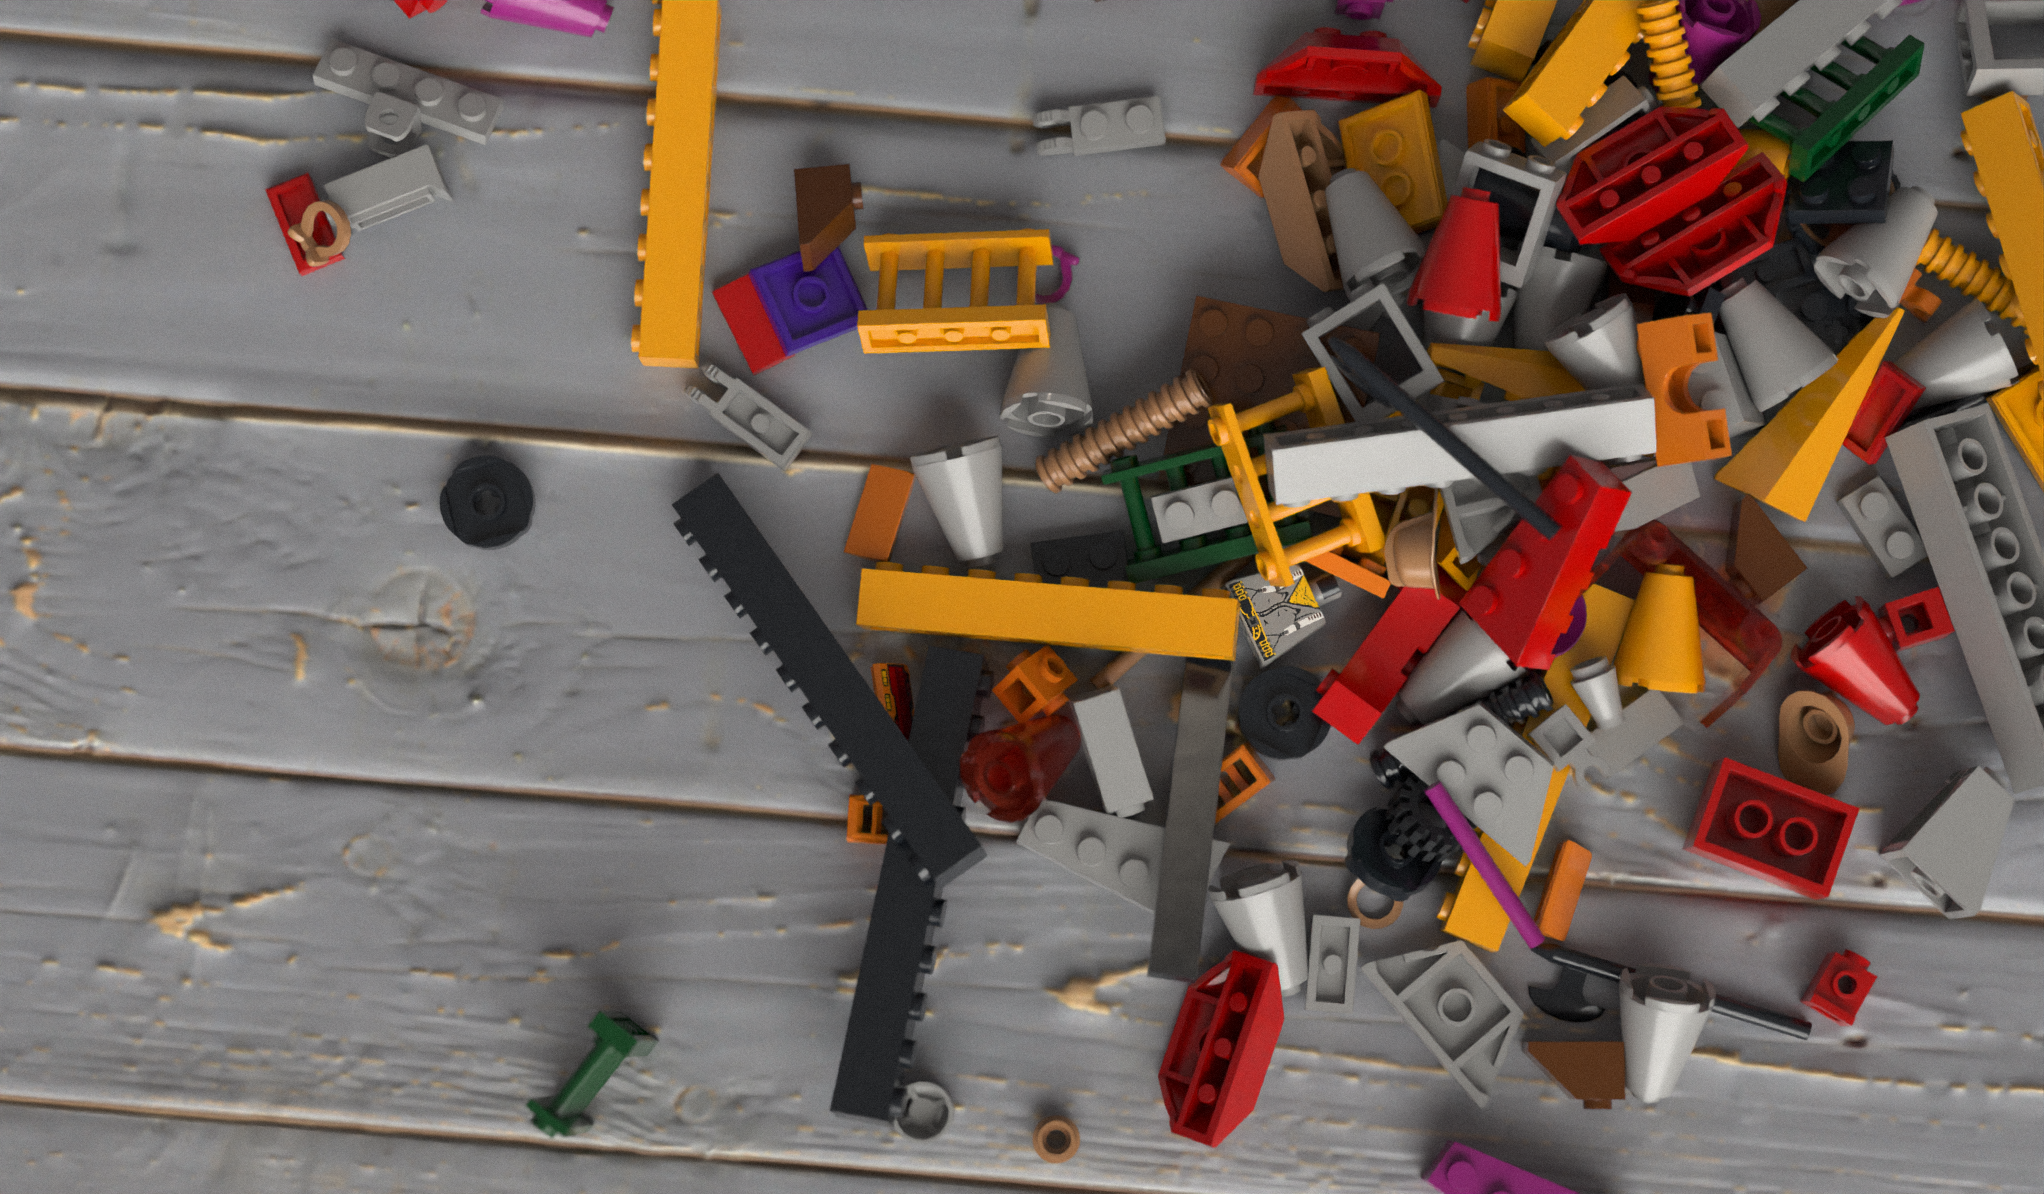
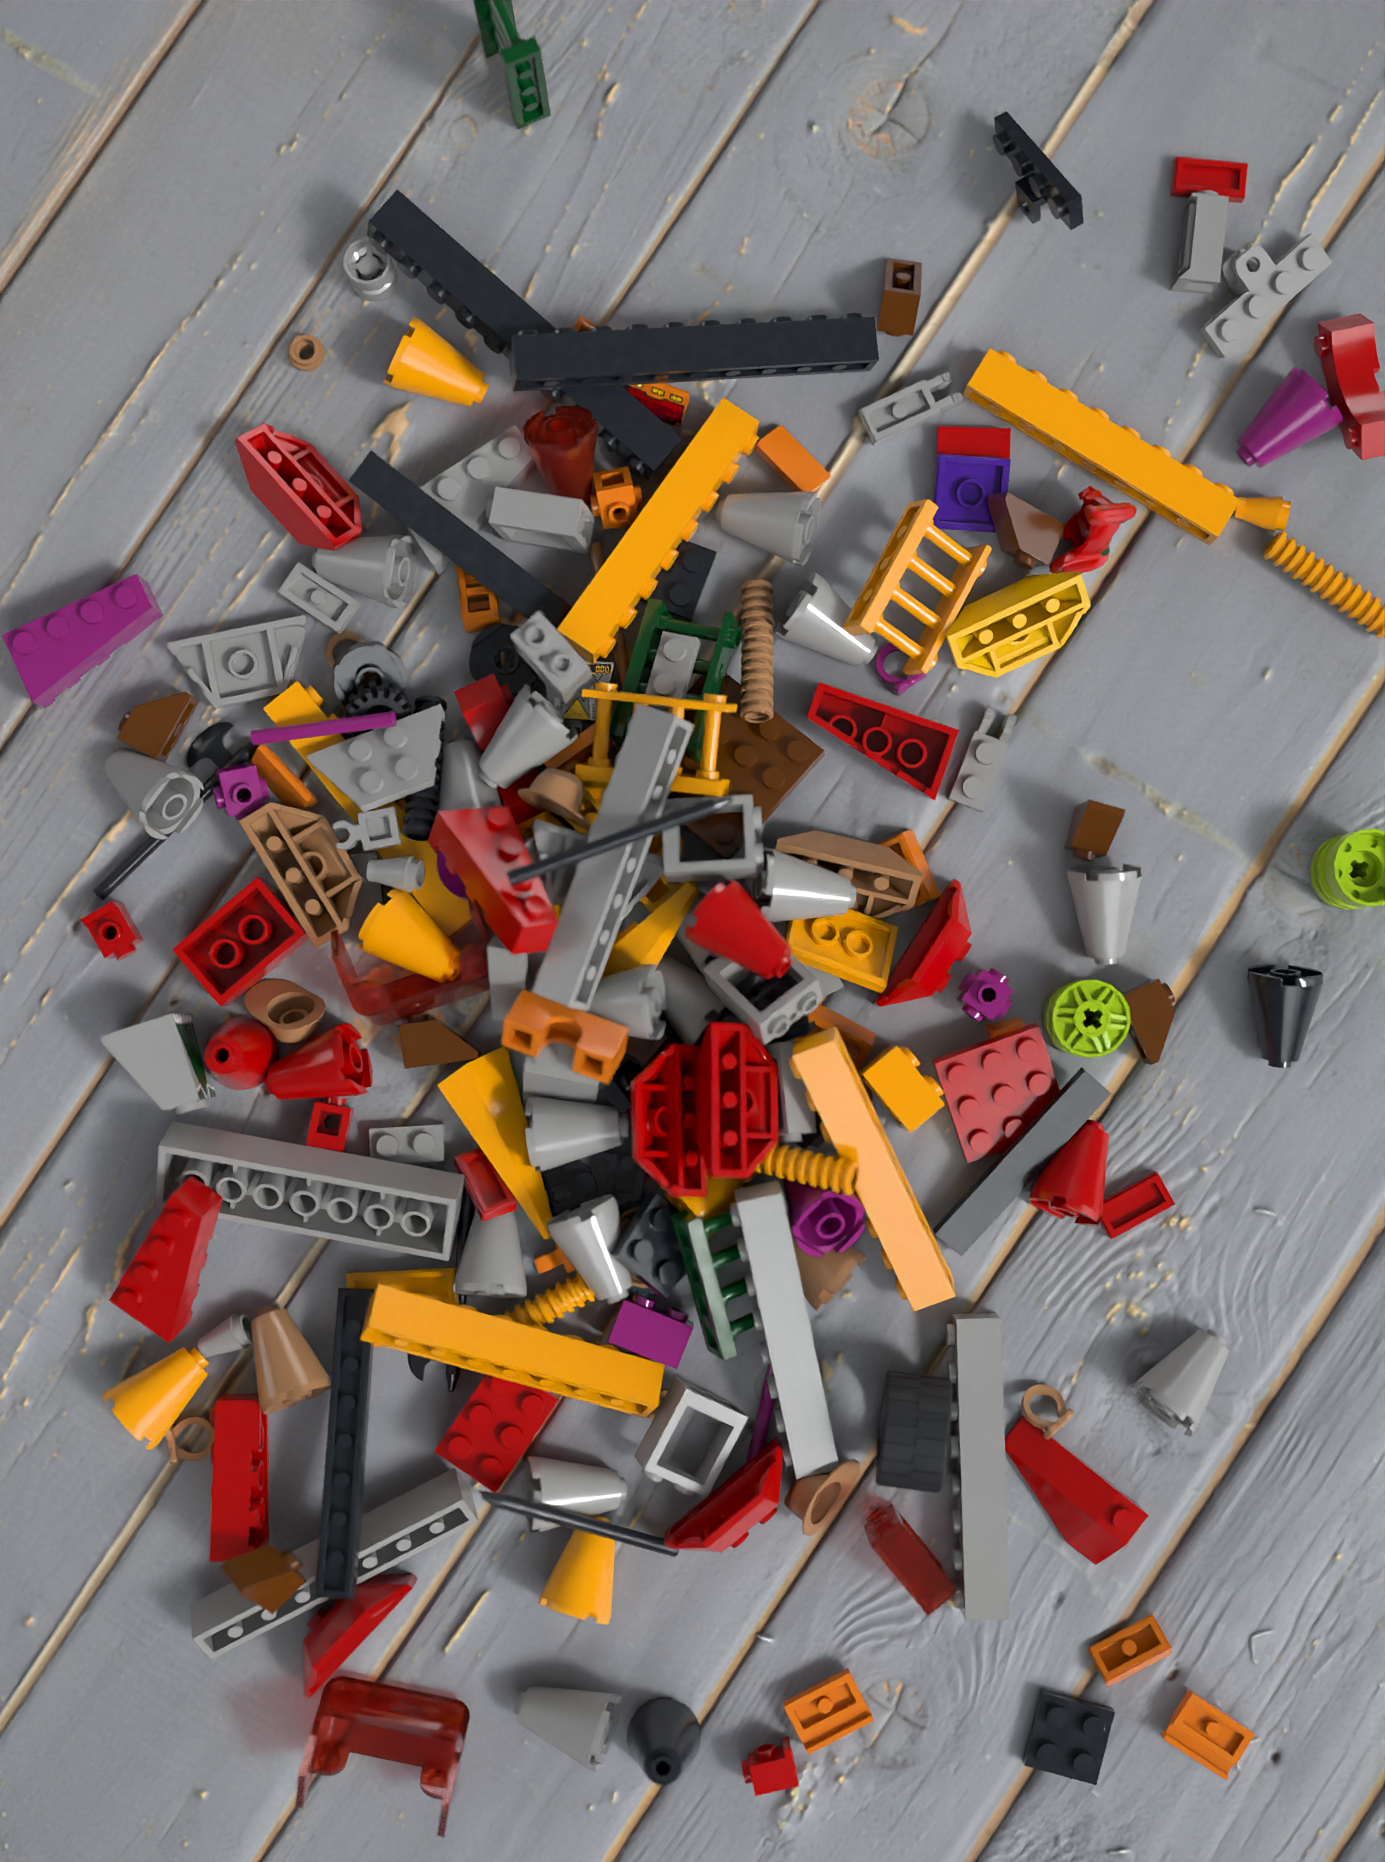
camera: 115 degrees right, 5 degrees up
(302, 232) = (1201, 169): medium nougat piece -> none
(417, 406) = (1041, 178): none -> black plate
(465, 489) = (949, 221): black plate -> none
(626, 493) = (899, 297): none -> reddish brown slope
(779, 138) = (1091, 532): none -> red hair
(930, 167) = (1018, 623): none -> yellow wedge
(998, 975) = (434, 368): none -> light orange cone
(1136, 236) = (894, 739): none -> red wedge
(1271, 638) = (552, 658): none -> light grey window
(1372, 625) = (524, 739): none -> light grey cone
(1602, 928) = (230, 781): none -> magenta brick
(1648, 798) = (307, 867): none -> medium nougat wedge
(1892, 769) = (240, 1053): none -> red cone
(1932, 146) = (651, 1330): none -> magenta brick

